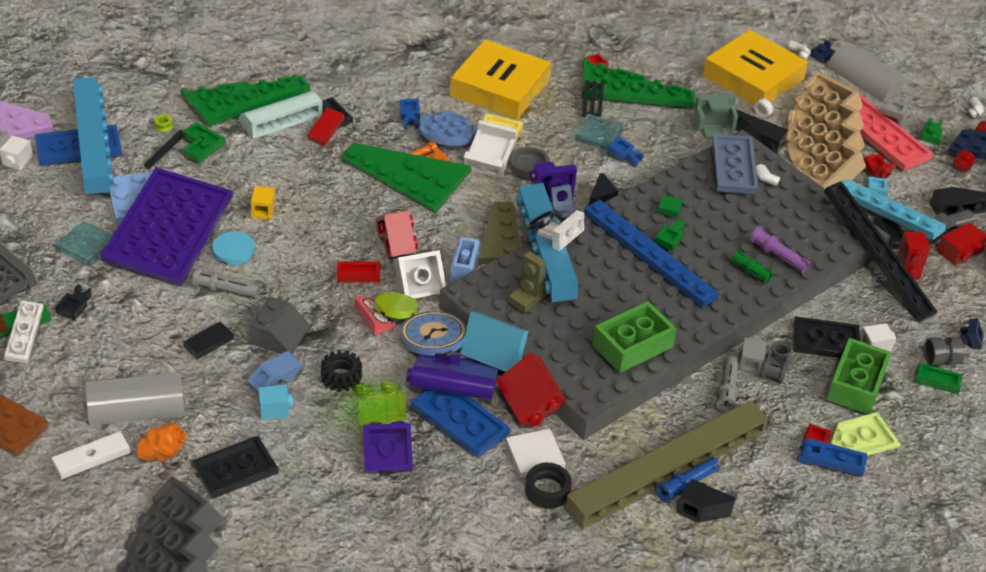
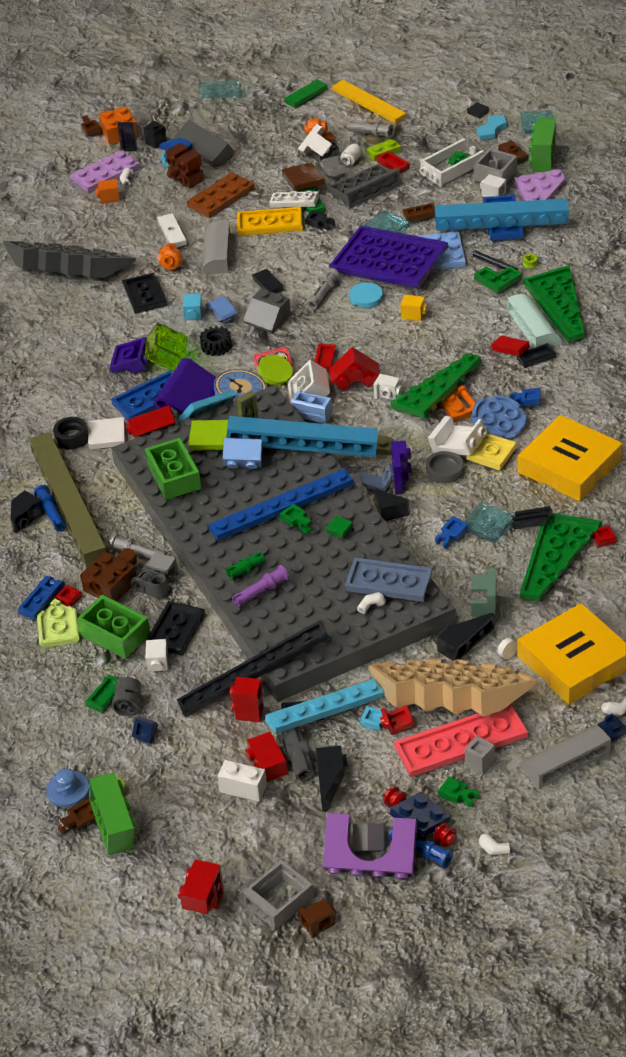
camera: 110 degrees right, 0 degrees up
(63, 212) = (419, 213): none -> reddish brown plate
(65, 357) = (269, 221): none -> yellow tile
(414, 205) = (387, 387): none -> white brick
(558, 322) = (208, 434): none -> lime tile
(559, 234) = (294, 431): white piece -> none
(592, 282) = (242, 453): none -> light blue brick
(782, 394) = (110, 575): none -> reddish brown brick

